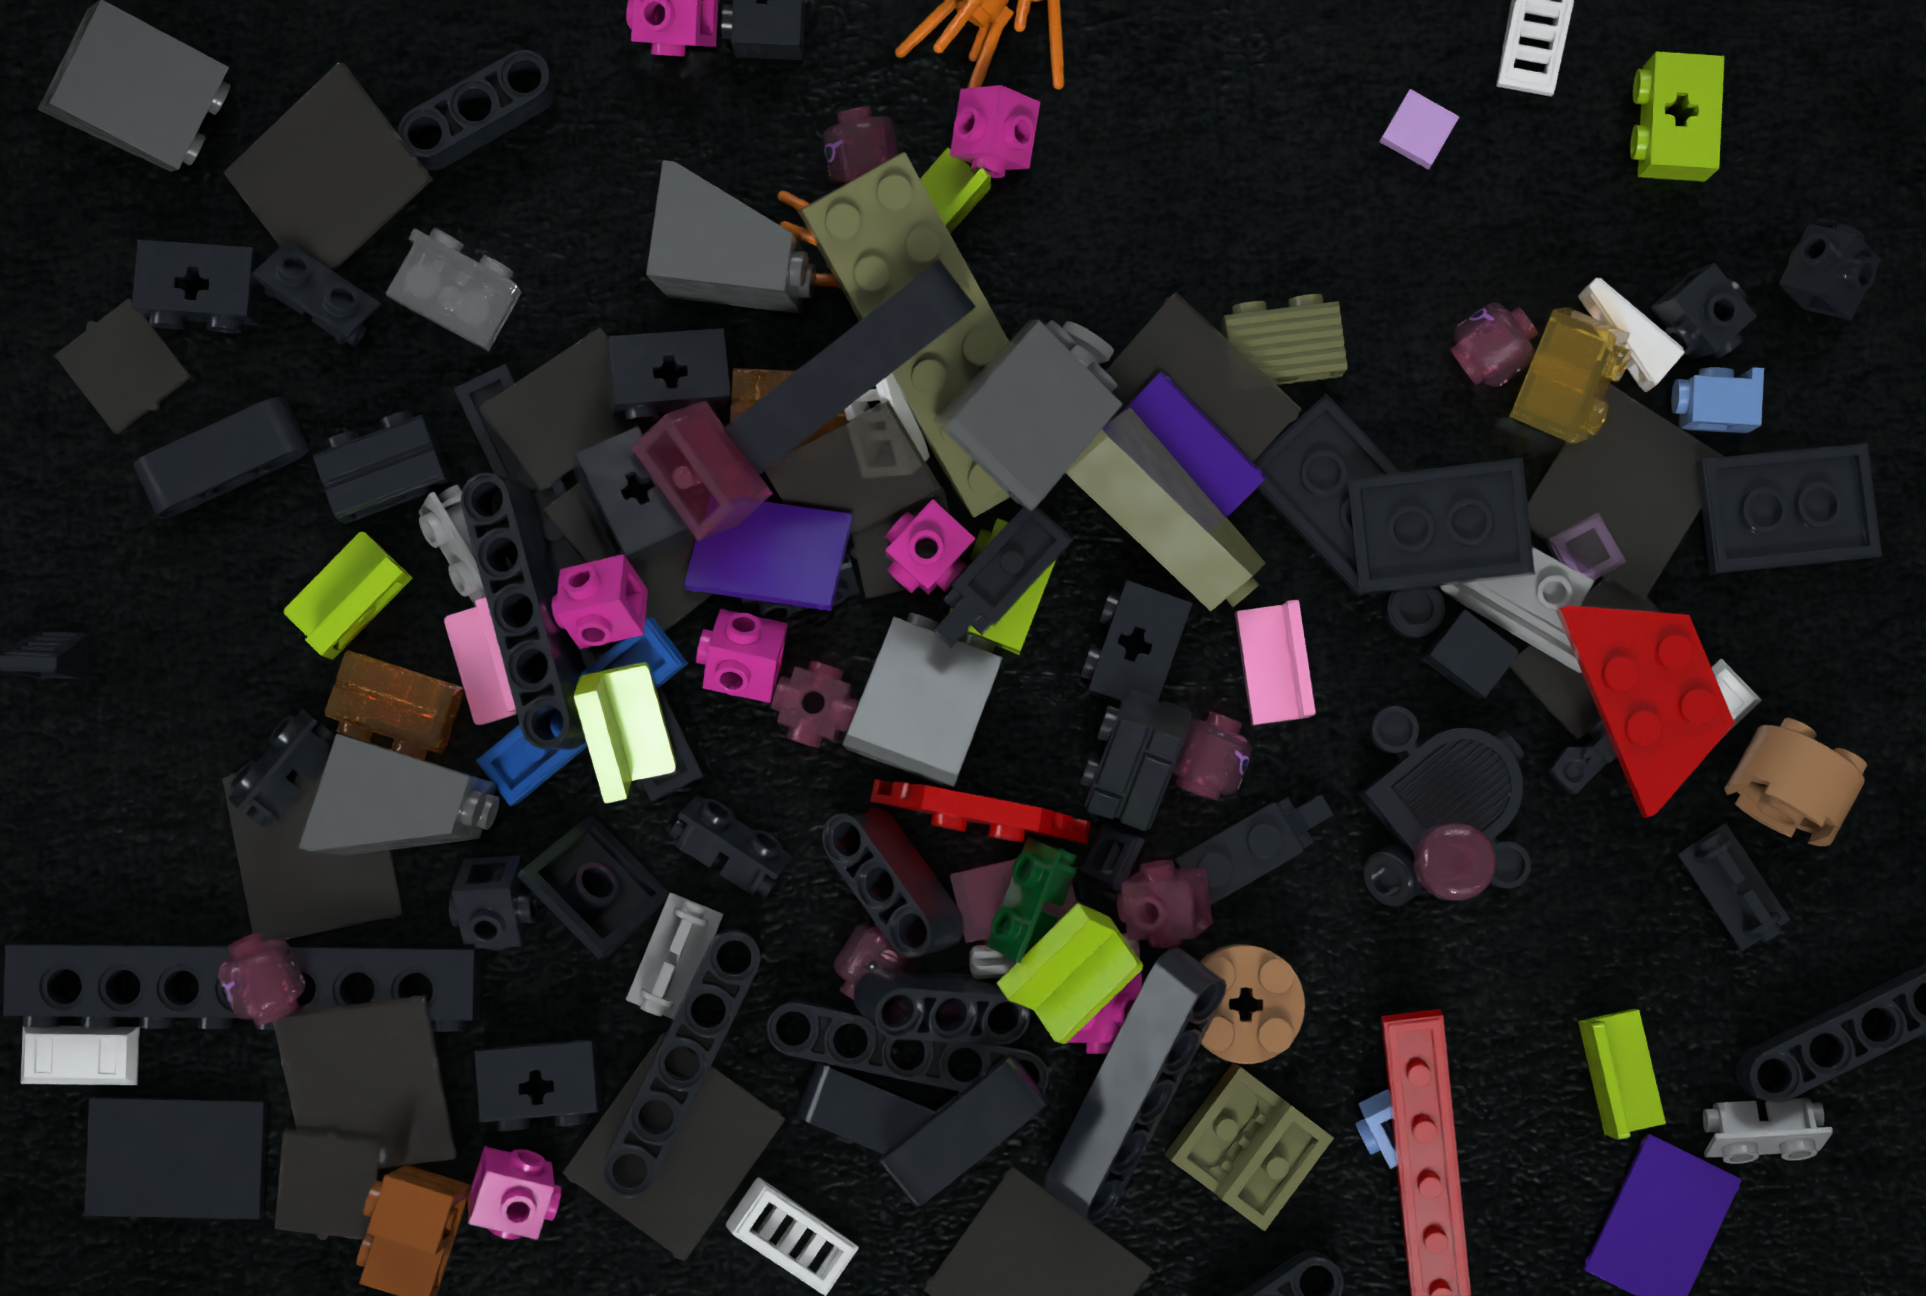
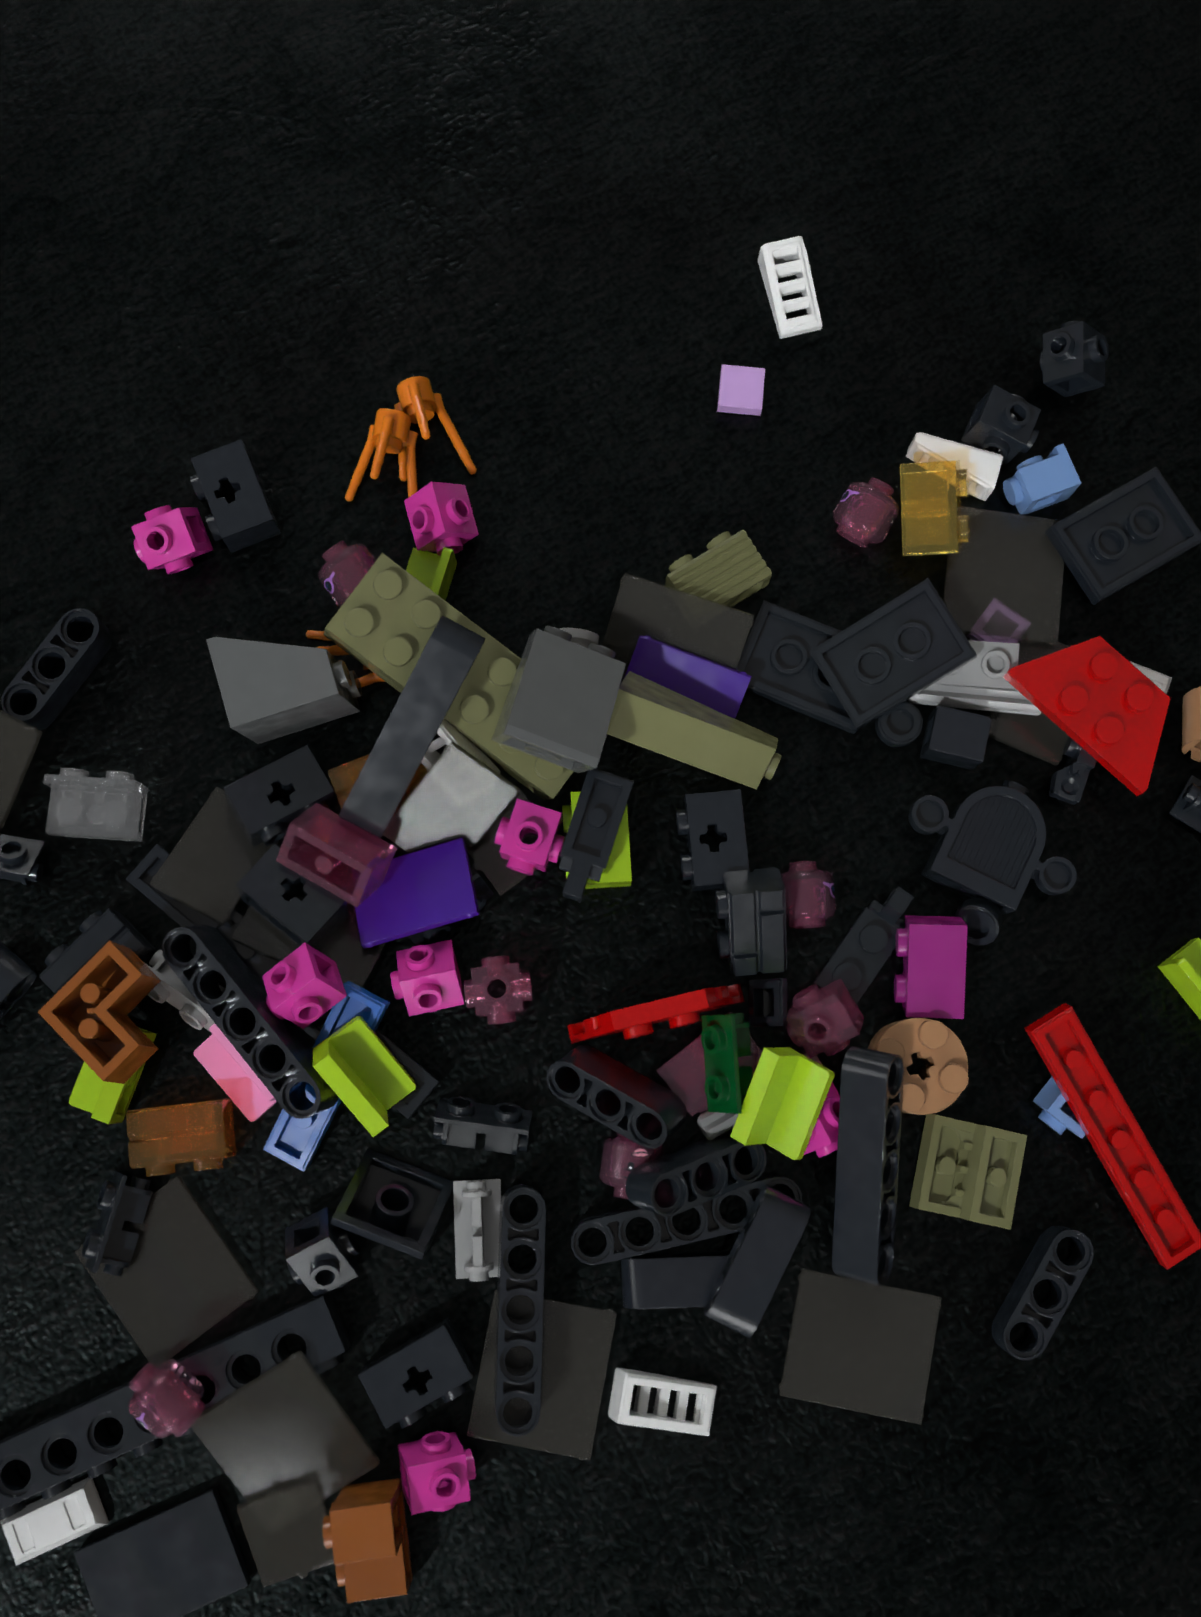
camera: 25 degrees left, 5 degrees down
(361, 522) = (94, 1010): none -> dark orange brick
(393, 801) = (208, 1210): dark grey slope -> none
(923, 700) = (578, 950): slope -> none
(1275, 663) = (820, 806): bright pink panel -> none
(1315, 903) = (932, 966): none -> magenta brick
(1454, 862) = (1023, 889): clear pink head -> none
(1696, 91) = (917, 301): lime brick -> none

